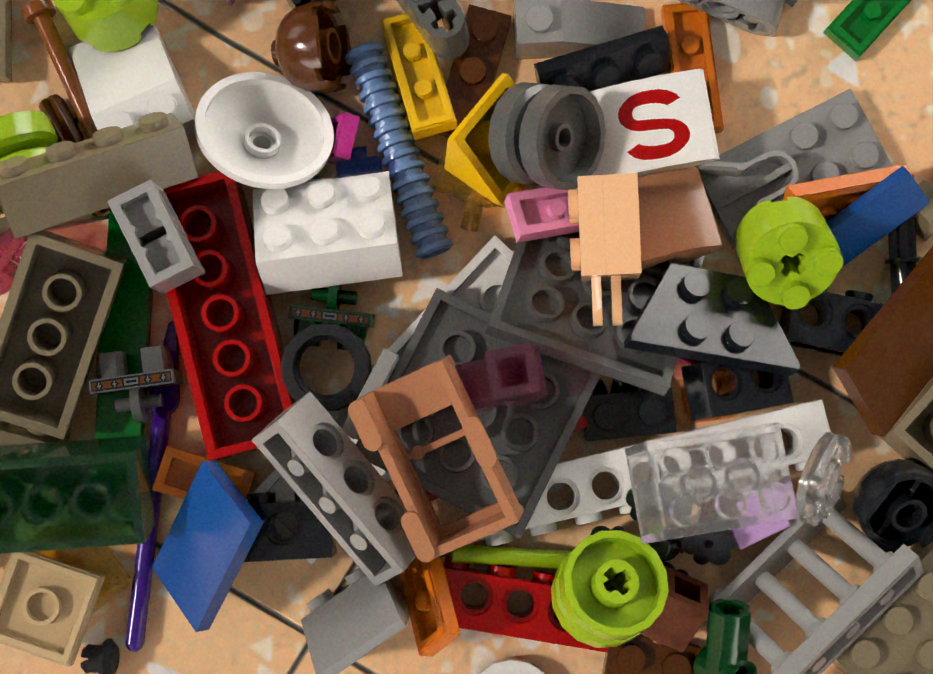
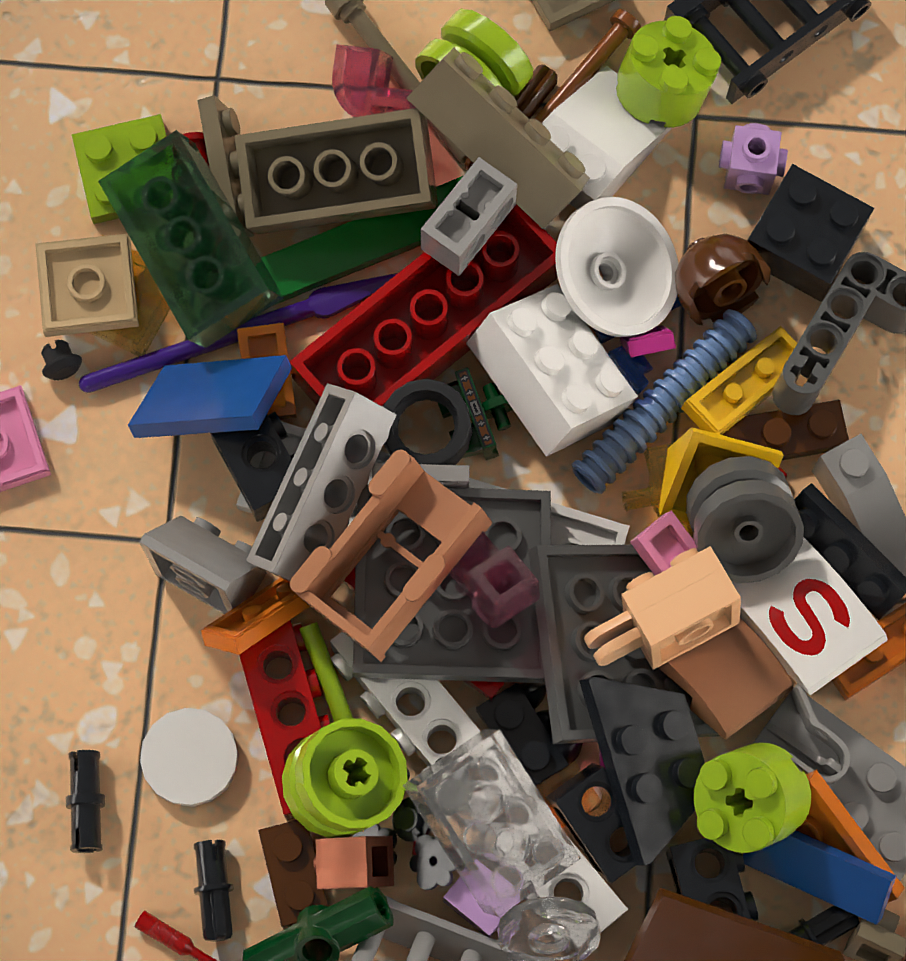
camera: 65 degrees right, 10 degrees down
(114, 378) = (344, 281): dark grey hips -> none

